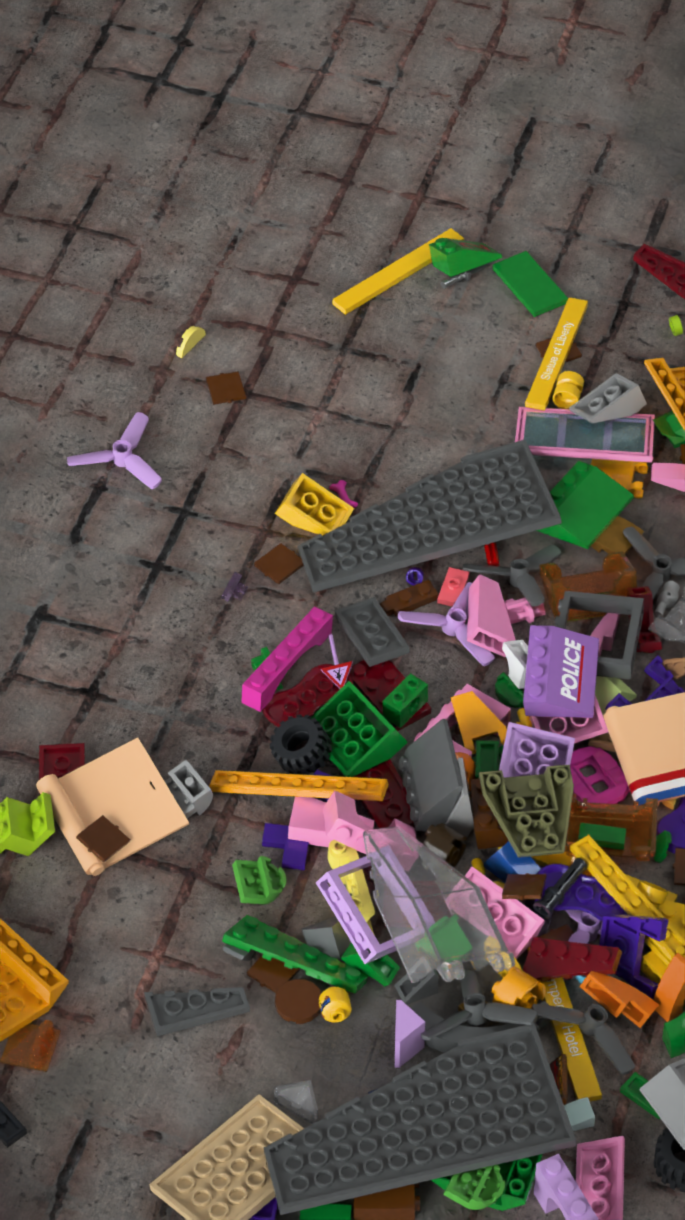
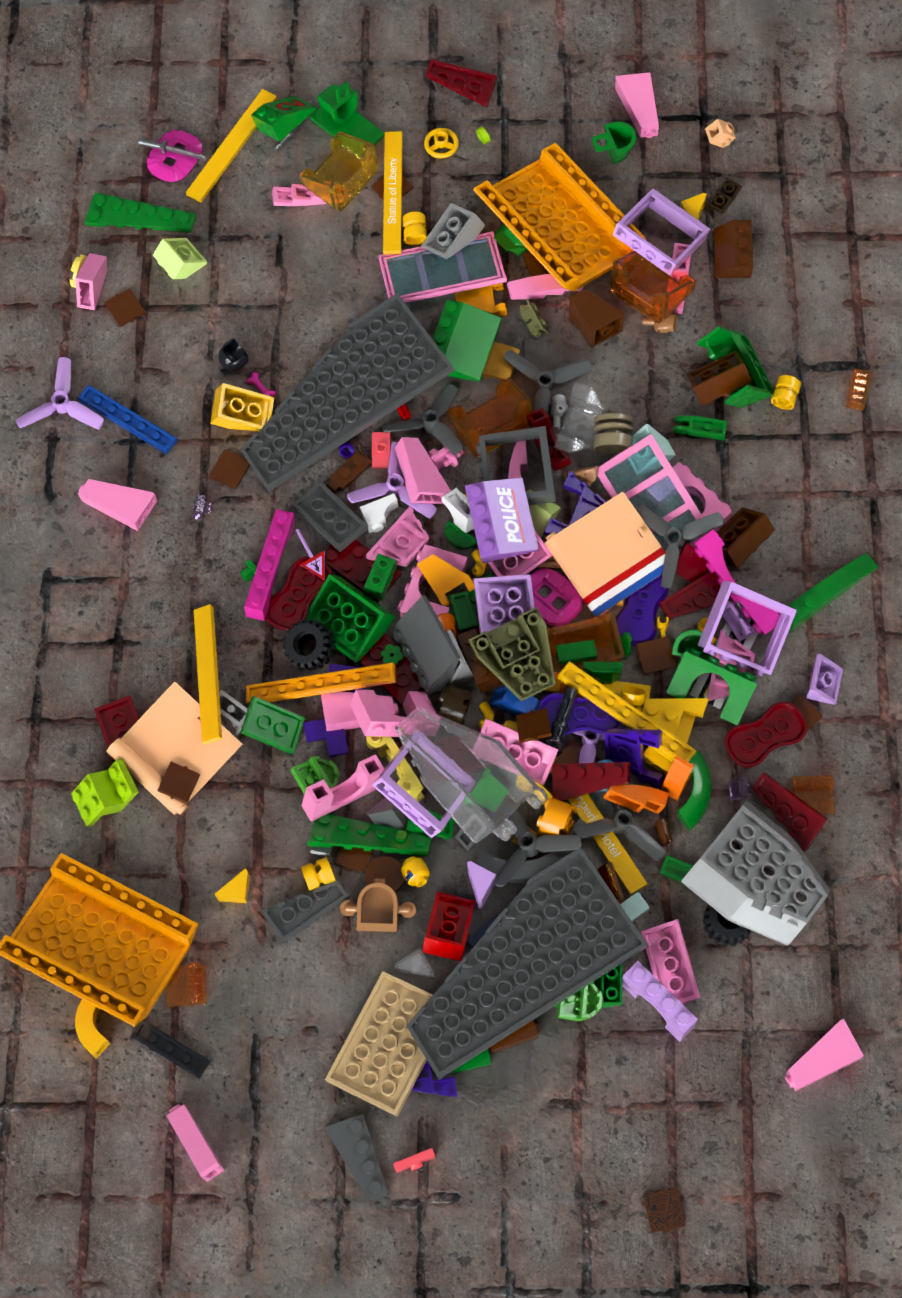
camera: 15 degrees left, 20 degrees up
(124, 965) = (236, 889): none -> yellow slope
(147, 560) = (119, 502): none -> bright pink slope
(176, 743) = (207, 674): none -> yellow tile
(188, 489) = (127, 419): none -> blue tile
(198, 352) = (90, 281): none -> bright pink slope
(223, 973) = (318, 873): none -> yellow wheel
(229, 812) = (272, 725): none -> green tile
(254, 901) = (321, 800): none -> bright pink arch
(263, 303) = (123, 212): none -> green wing
(277, 1028) = (377, 908): none -> medium nougat piece
(301, 355) = (179, 257): none -> yellowish green slope
(323, 456) = (232, 356): none -> black hair
(325, 253) = (164, 147): none -> flat silver sword
(342, 272) = (183, 163): none -> dark pink piece
(351, 1070) = (448, 926): none -> red slope
(393, 779) = (391, 650): none -> green plant
(427, 642) = (376, 512): none -> white arch
(444, 675) = (401, 540): none -> bright pink wing
(472, 334) = (295, 196): none -> bright pink slope
(511, 322) = (343, 172): none -> clear yellow windscreen
(529, 255) = (339, 102): none -> green container
(627, 320) = (441, 141): none -> yellow piece
(632, 863) = (607, 671): none -> green slope
(640, 1041) = (663, 831): none -> reddish brown pin
(674, 513) = (538, 323): none -> olive hinge

